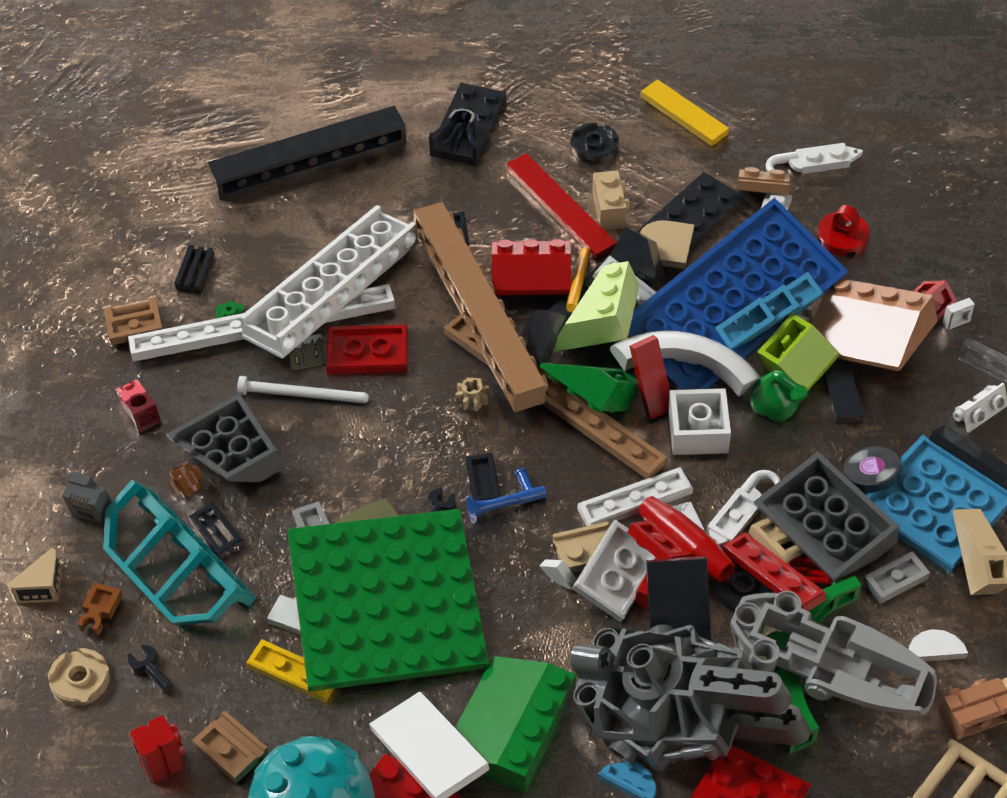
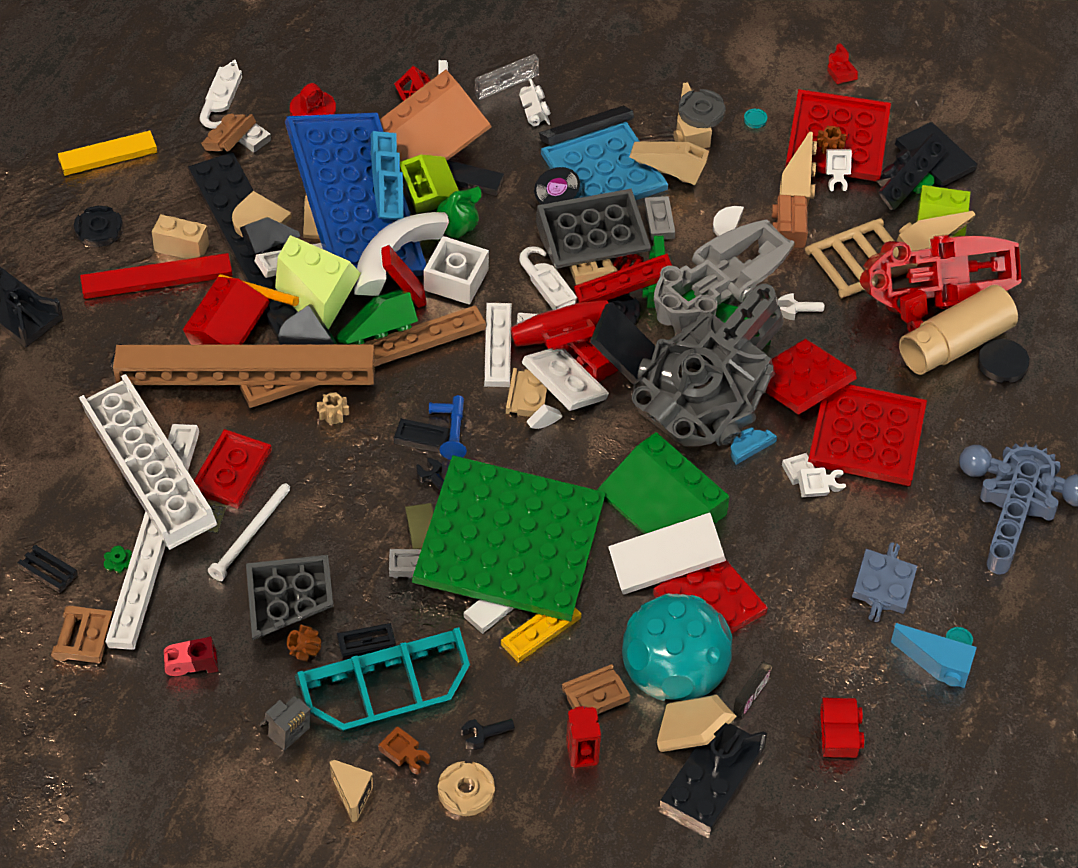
camera: 70 degrees left, 0 degrees up
(846, 757) = (794, 306): none -> white bar

